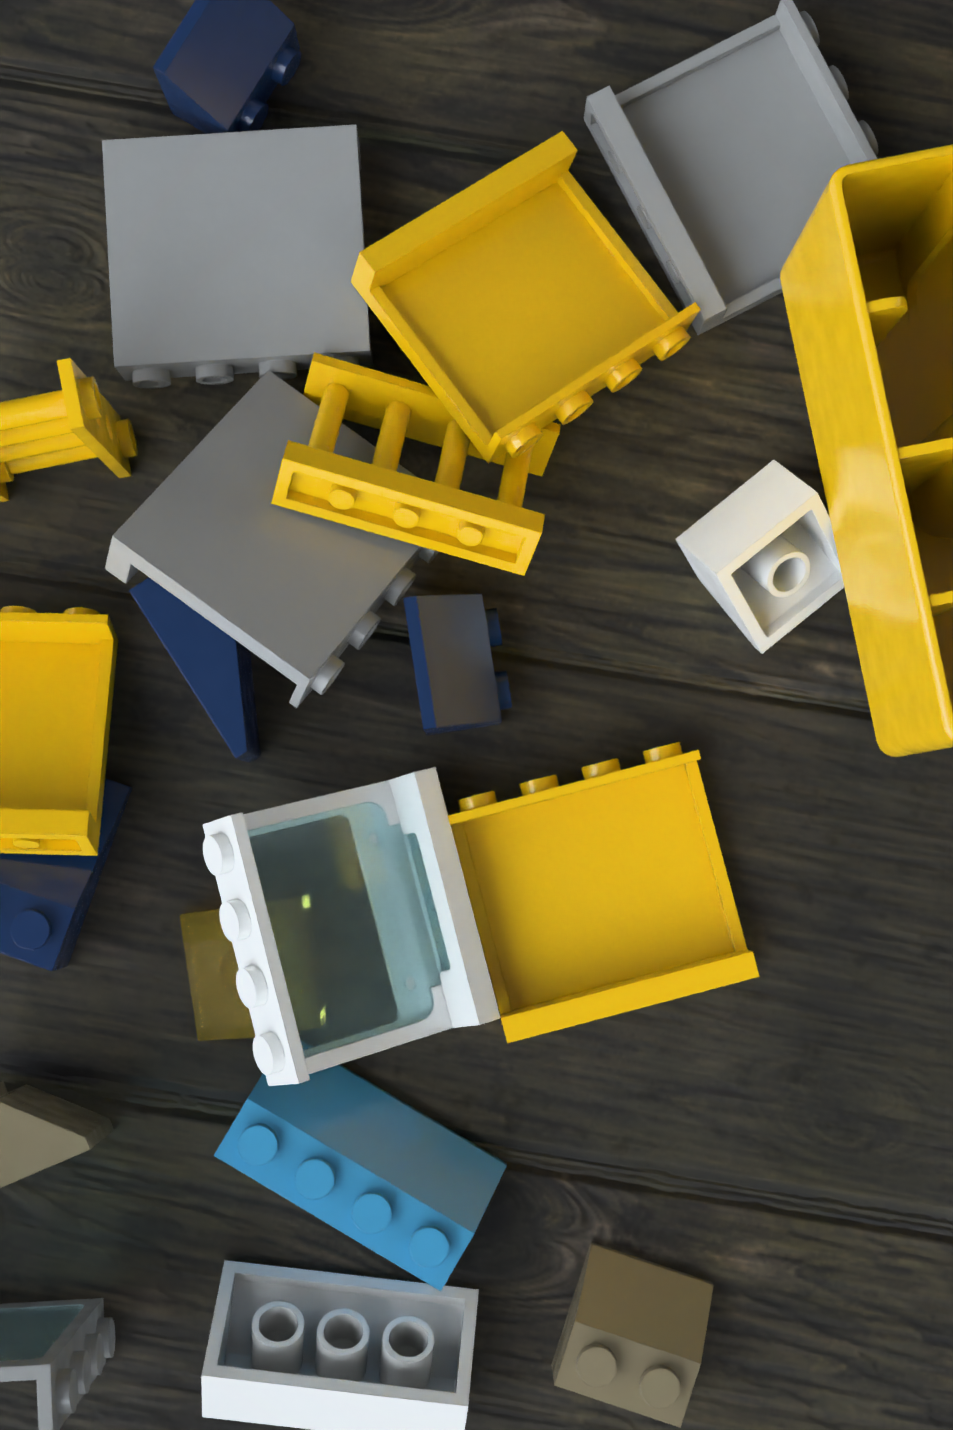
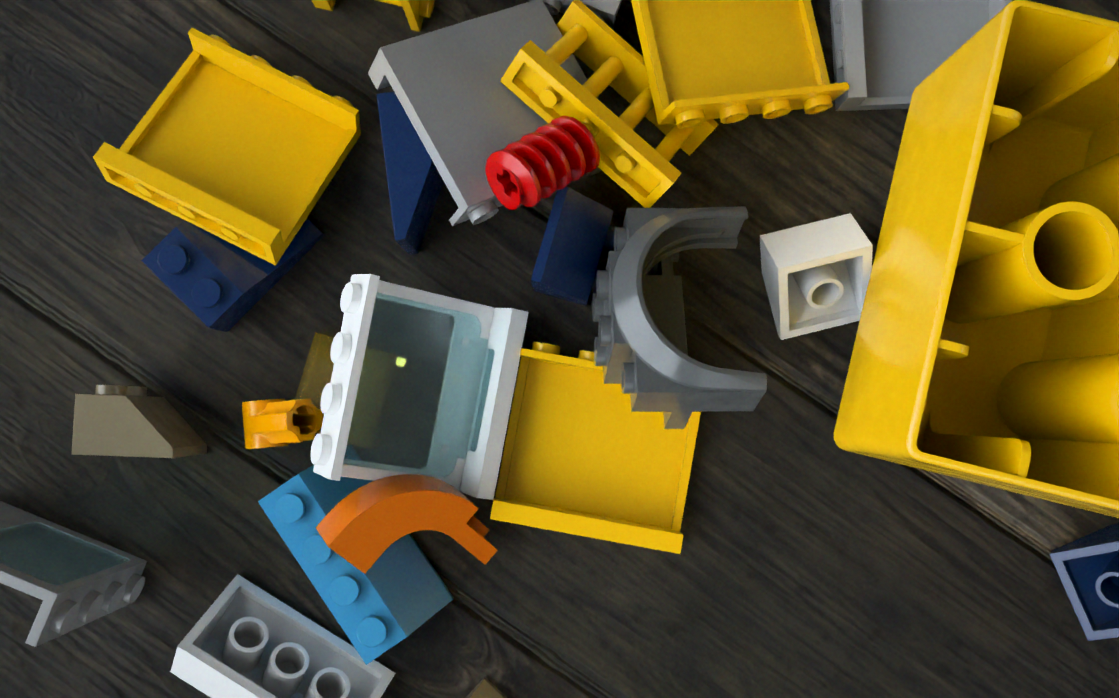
camera: 25 degrees right, 0 degrees up
(192, 1046) = (279, 422): none -> light orange piece
(372, 584) = (542, 162): none -> red piece
(387, 1081) = (396, 506): none -> orange arch
(583, 713) = (644, 316): none -> dark grey piece

